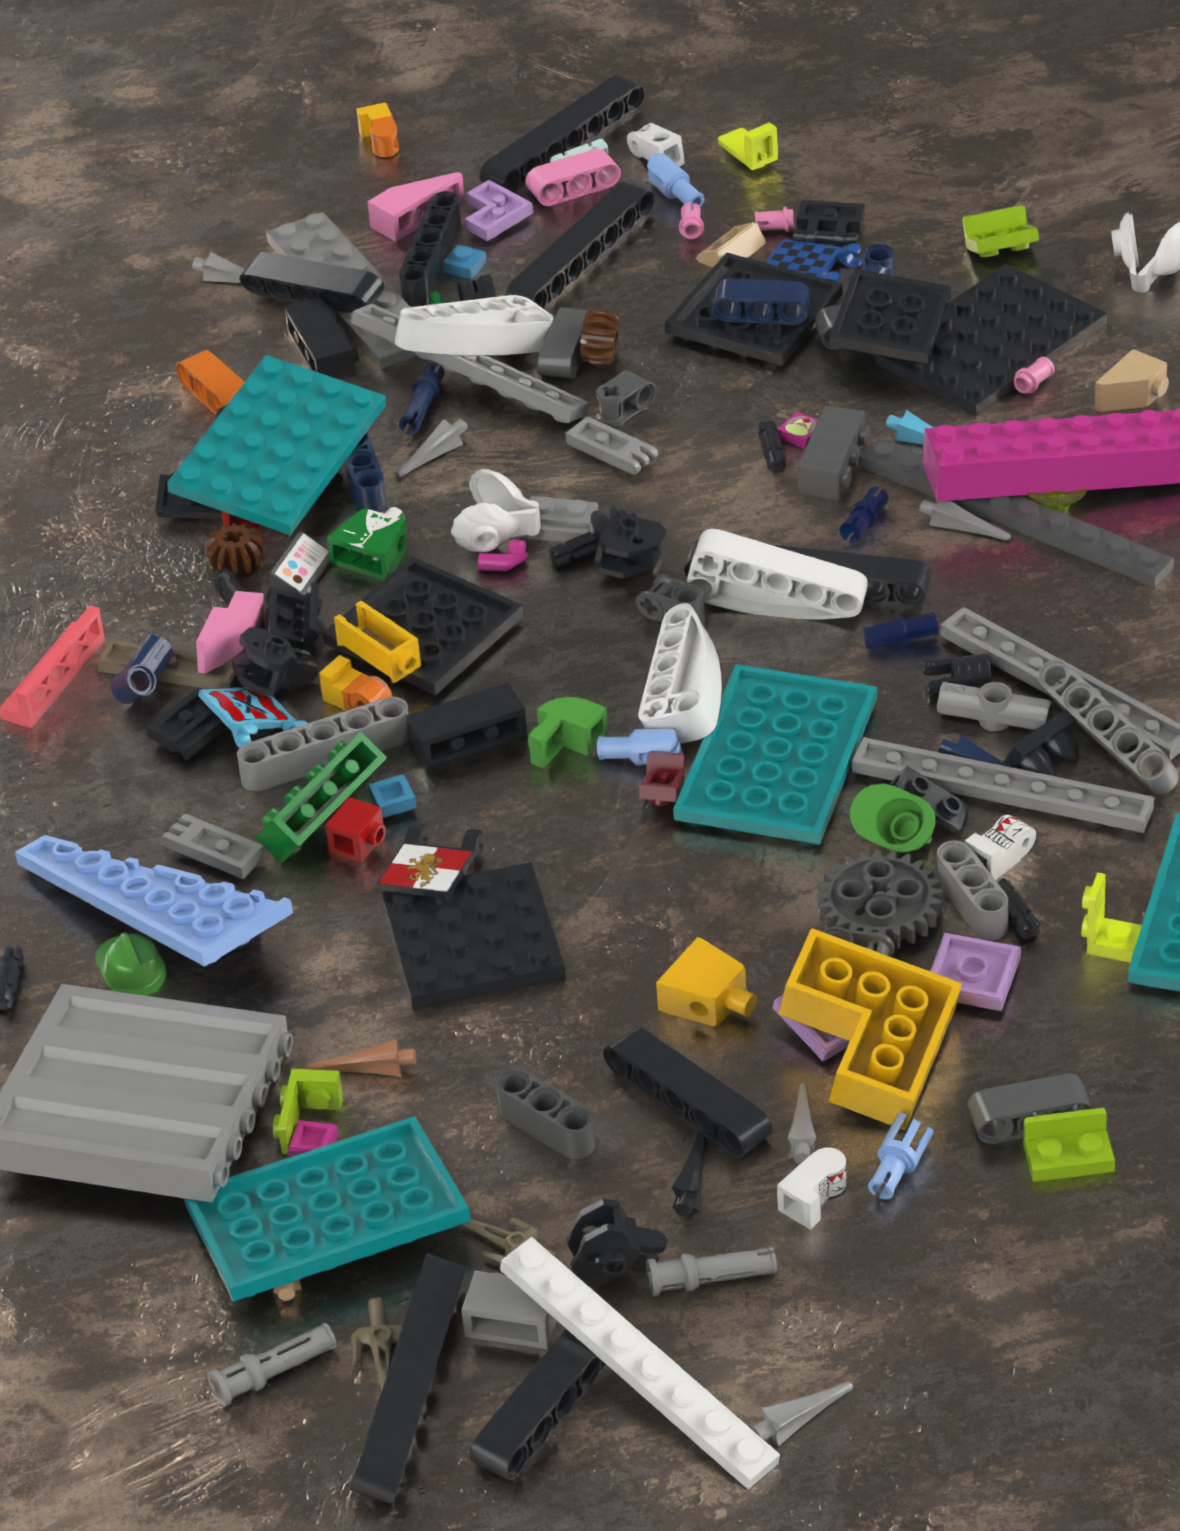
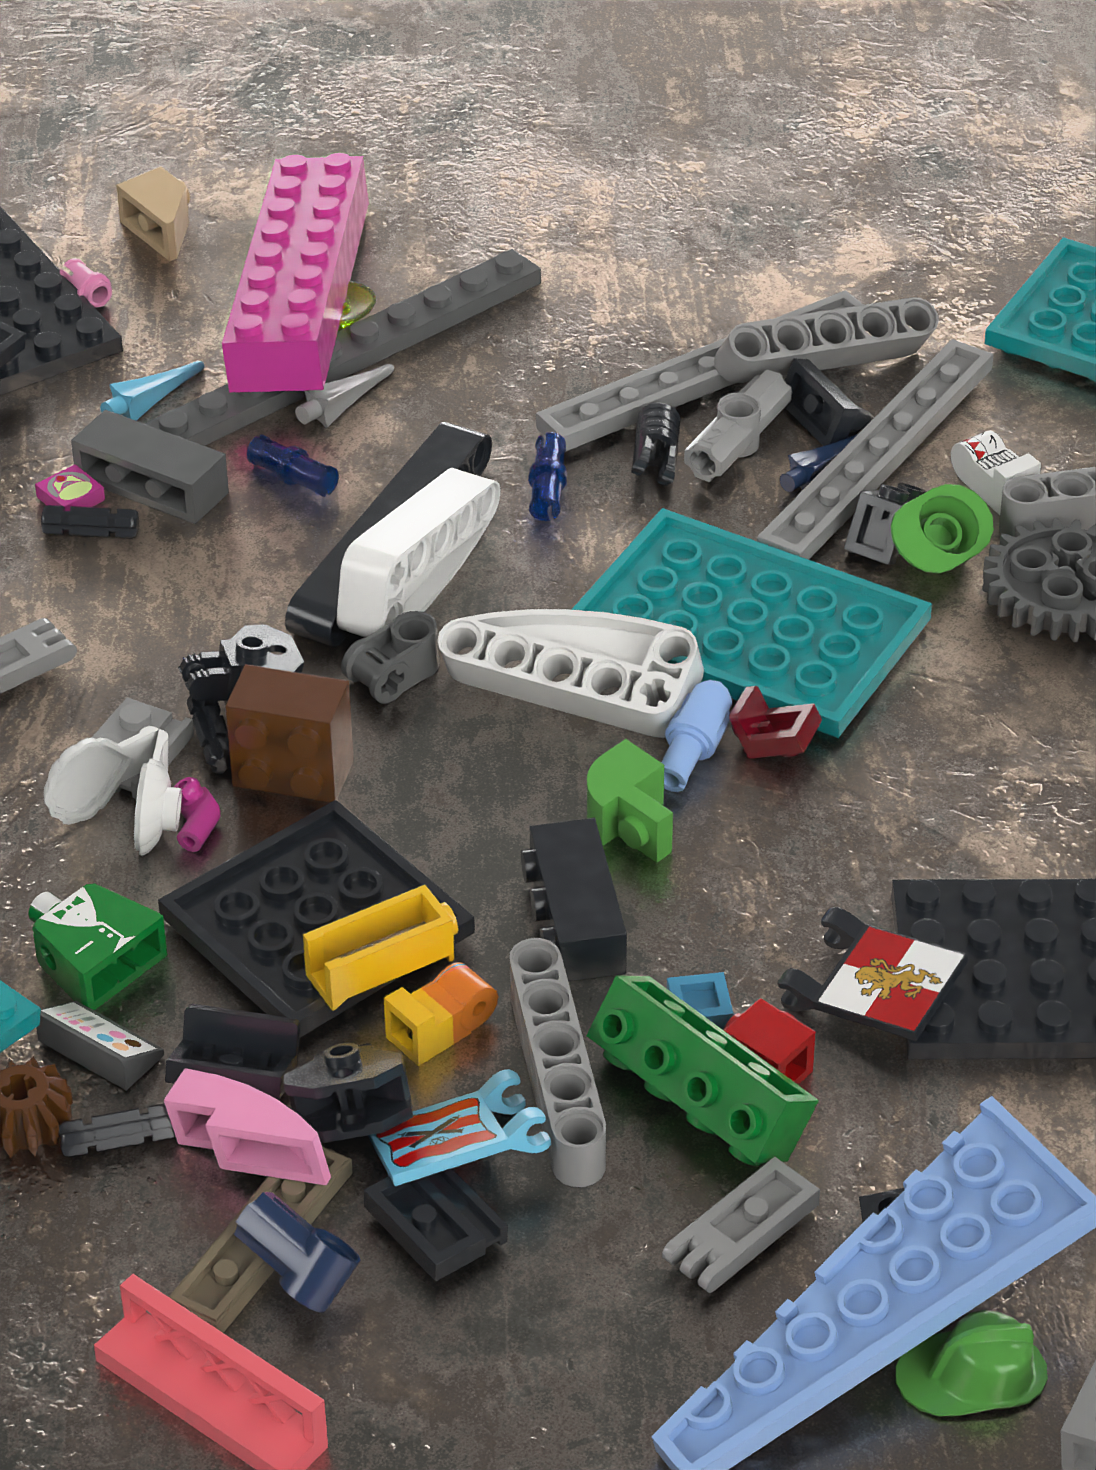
camera: 80 degrees left, 0 degrees up
(560, 566) = (290, 733): none -> reddish brown brick

